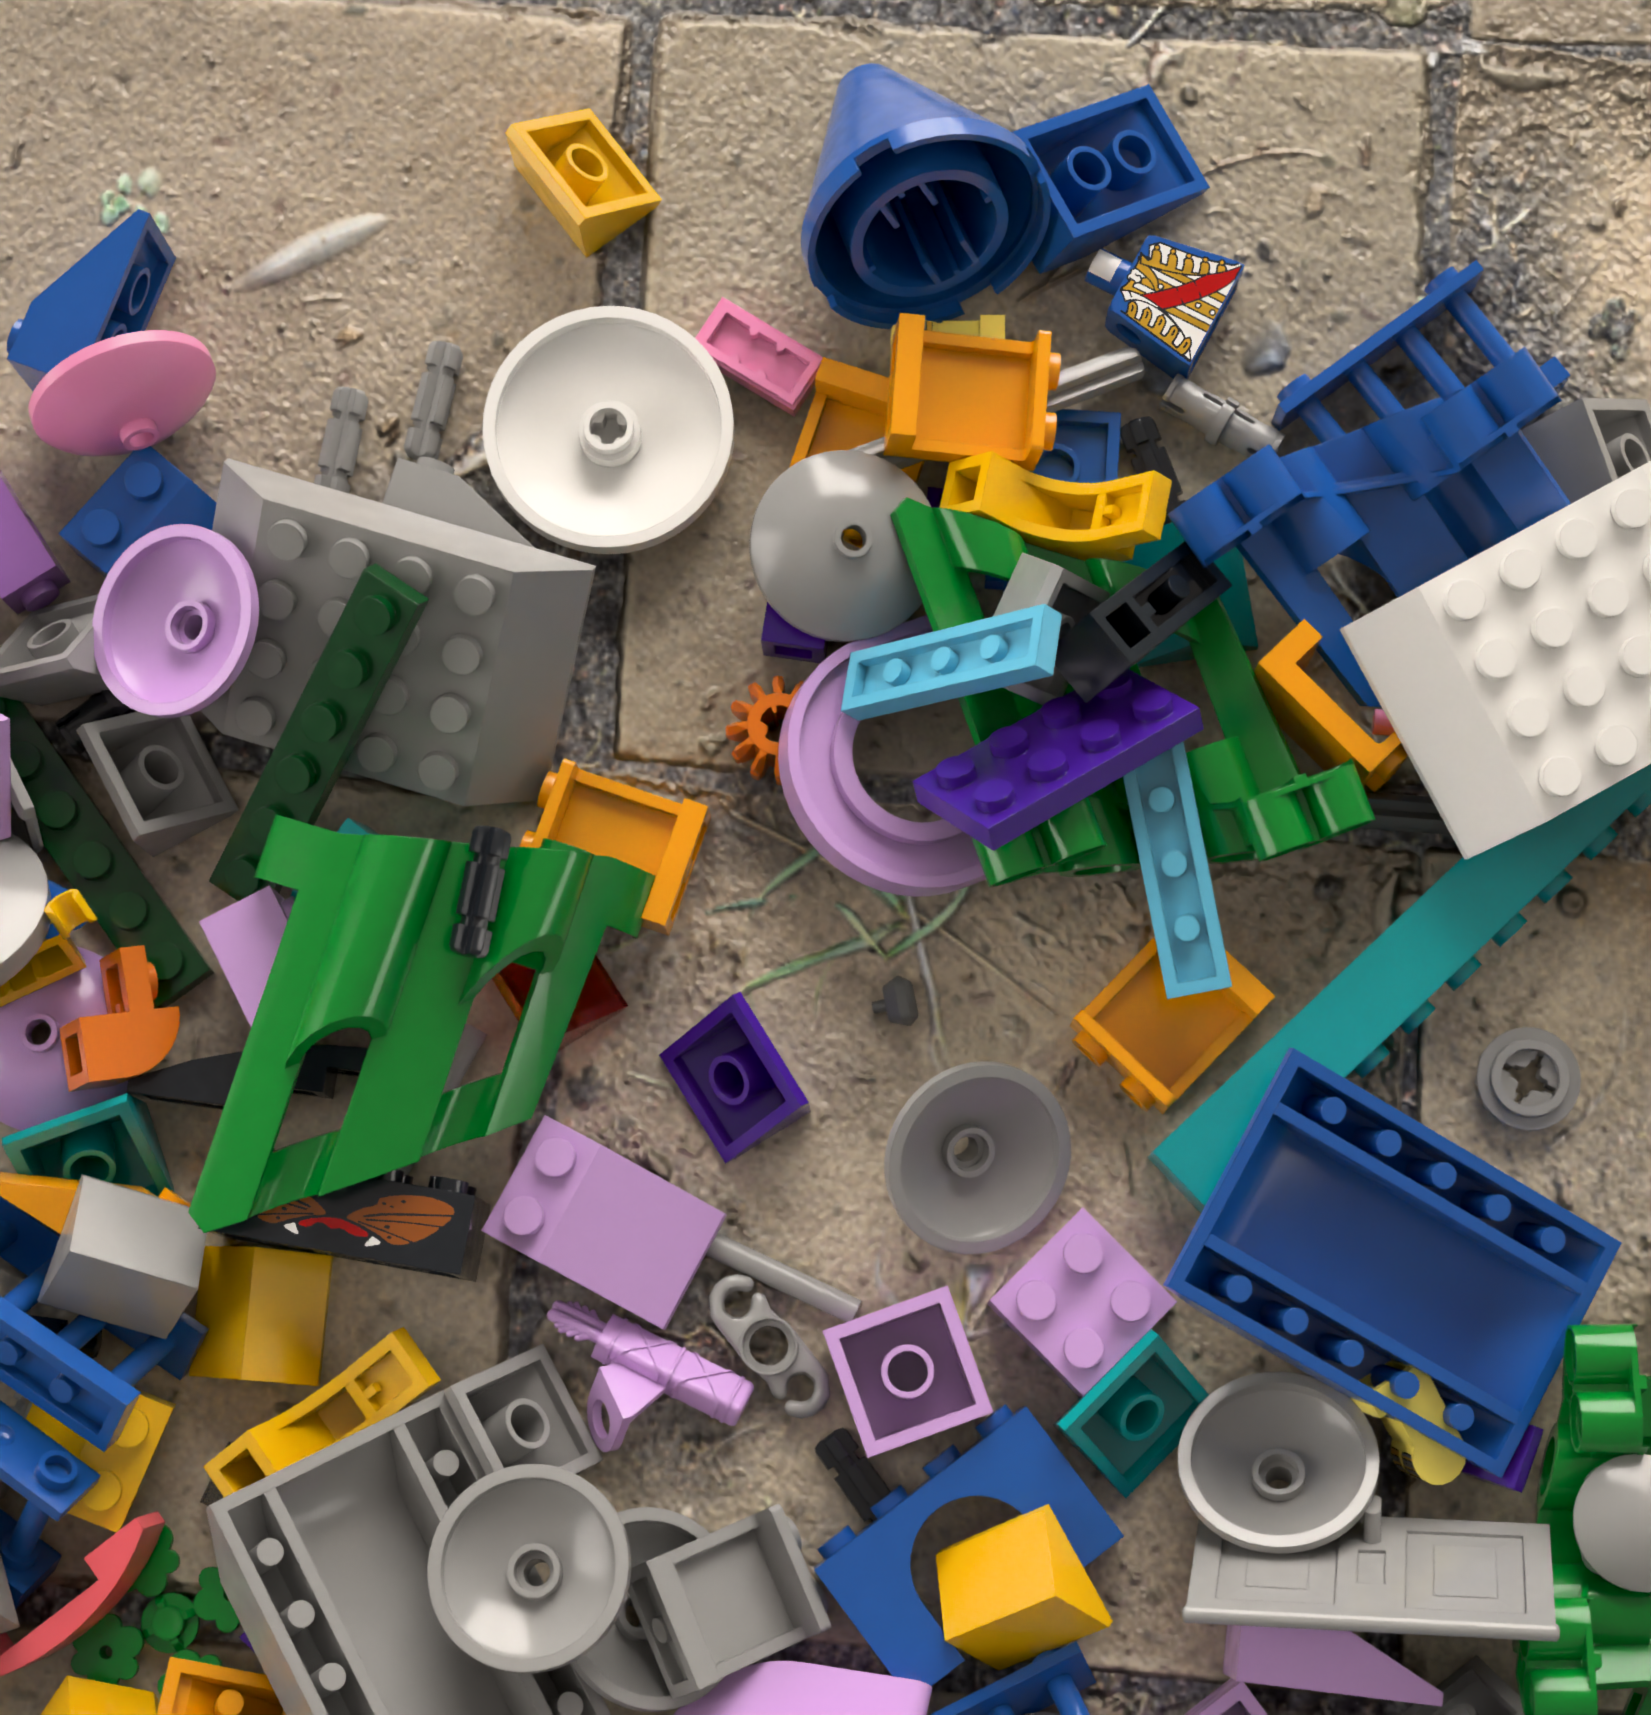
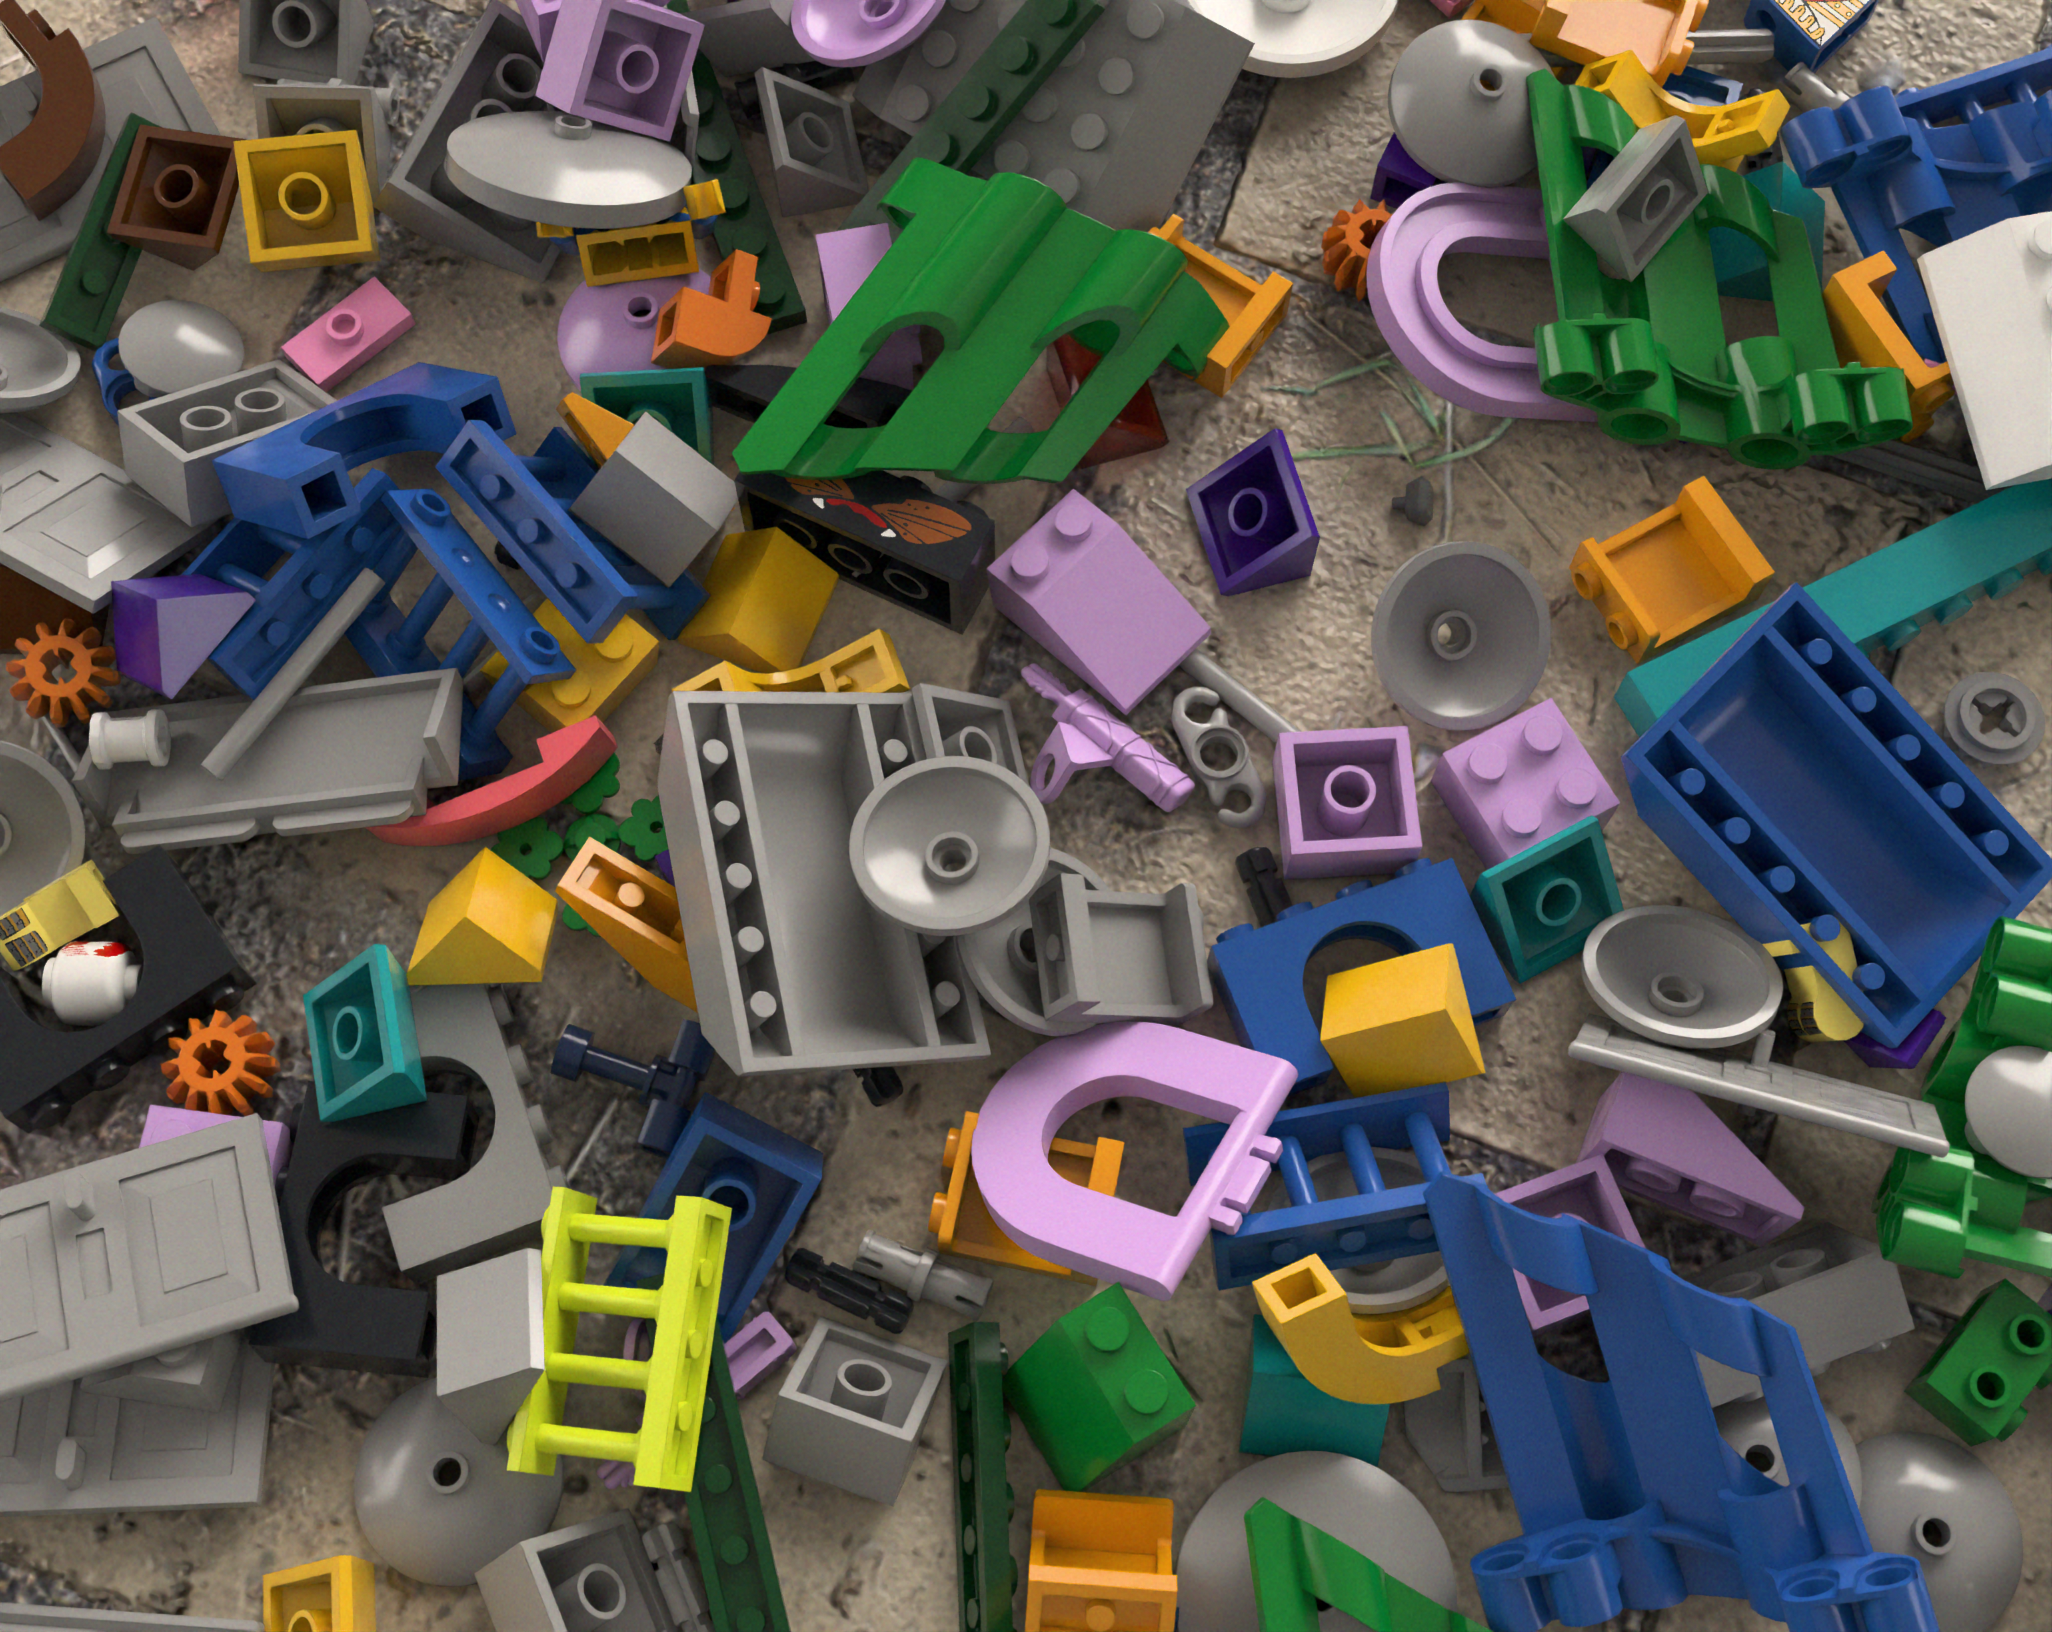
camera: 10 degrees right, 10 degrees down
(480, 891) = (1080, 249): black axle -> none
(952, 662) = (1559, 185): medium azure plate -> none
(1055, 758) = (1634, 291): dark purple plate -> none
(1137, 620) = (1728, 203): black slope -> none
(1177, 875) = (1712, 425): medium azure plate -> none

